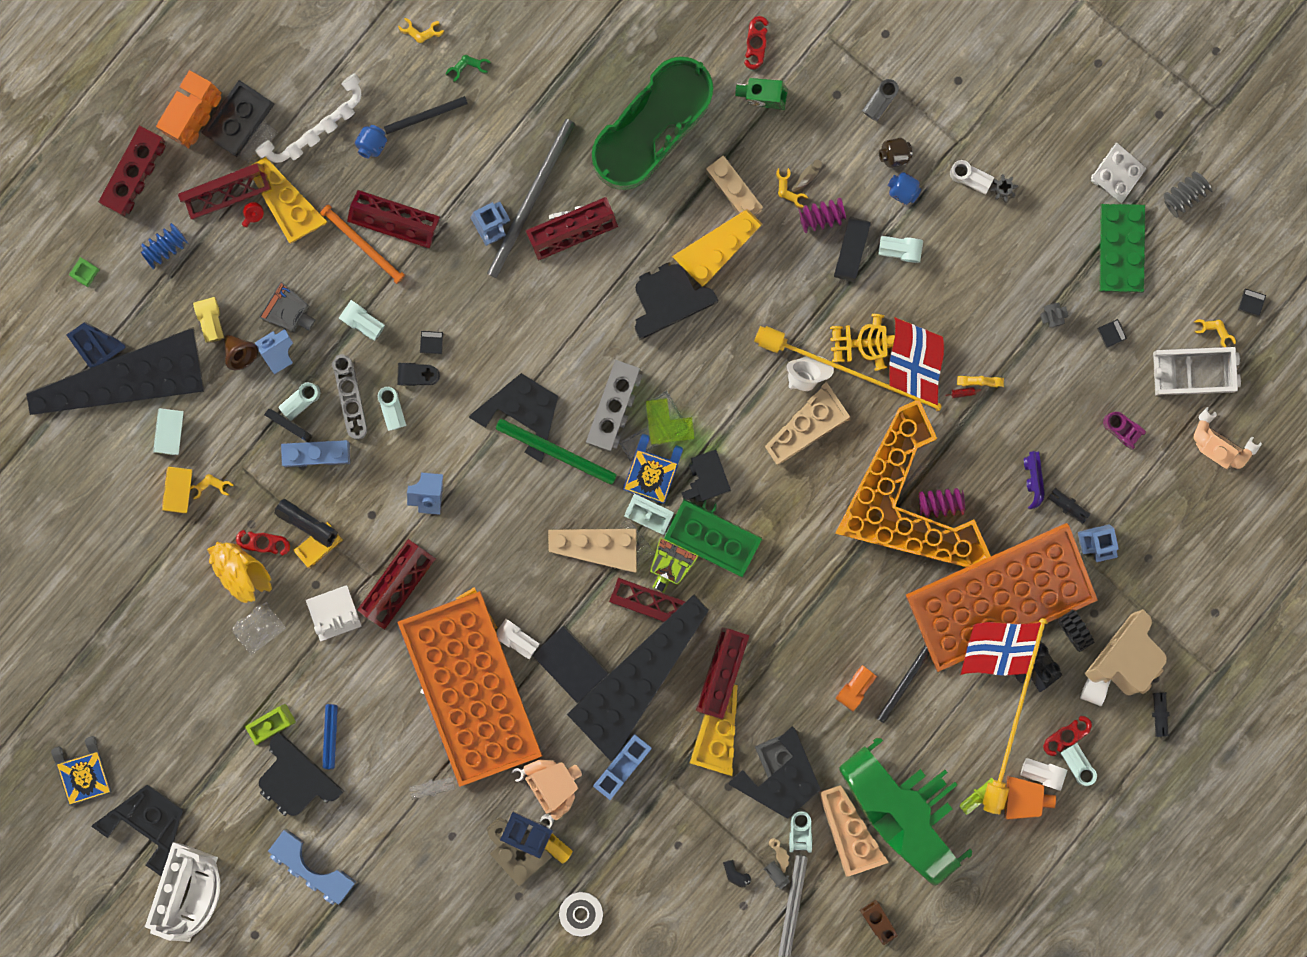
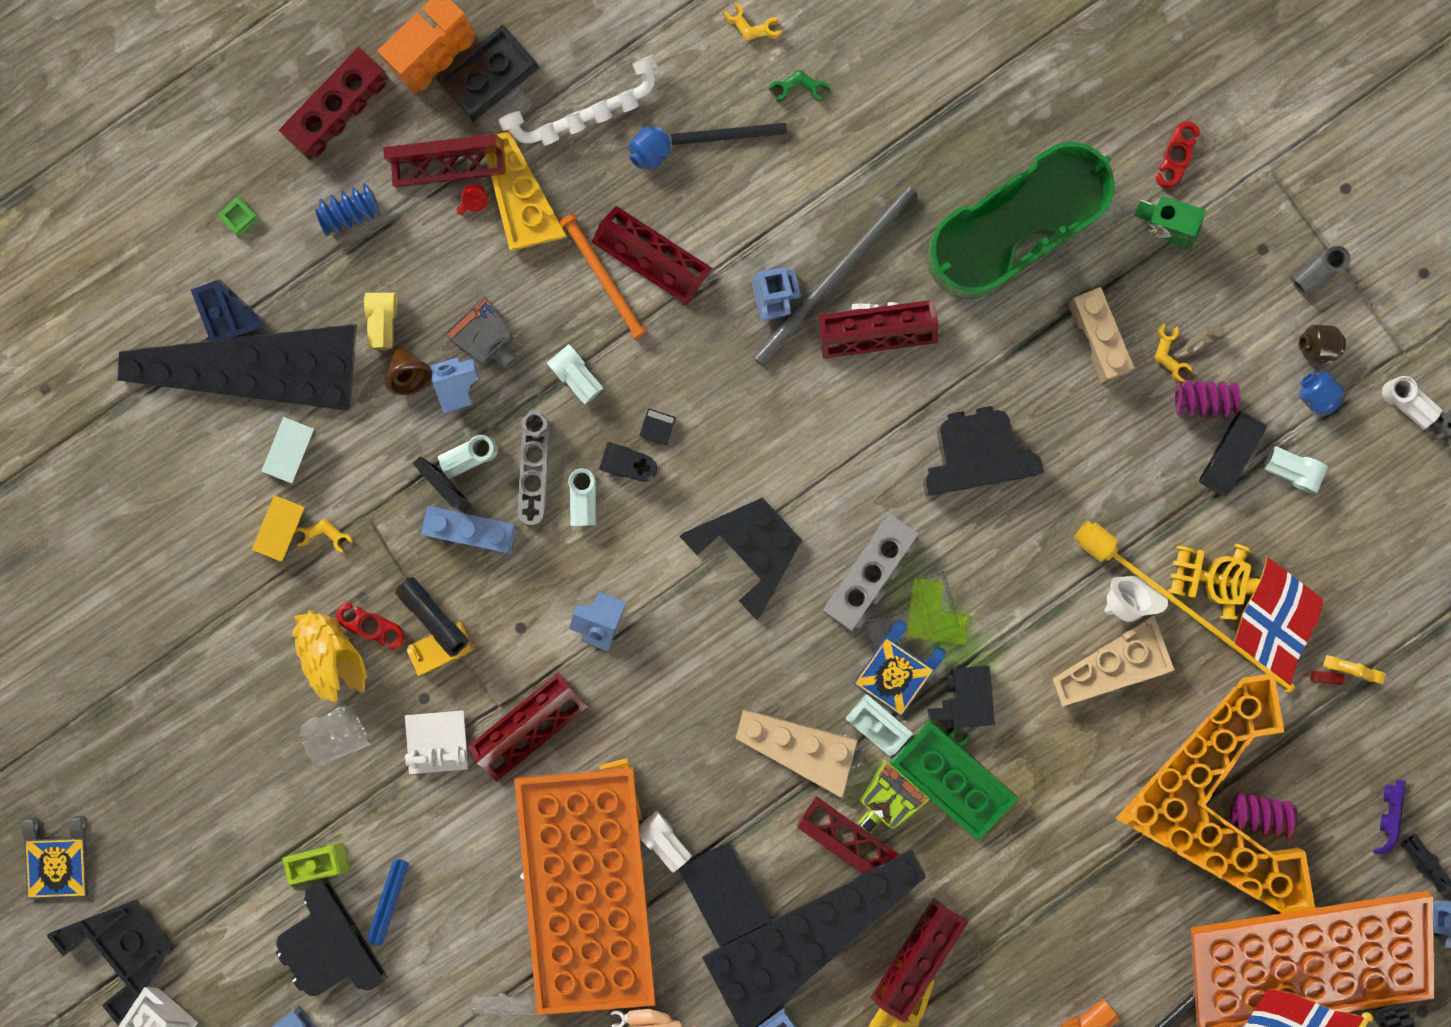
camera: 15 degrees right, 0 degrees up
(556, 451) = (780, 611): green axle -> none
(716, 248) = (1054, 406): yellow wing -> none

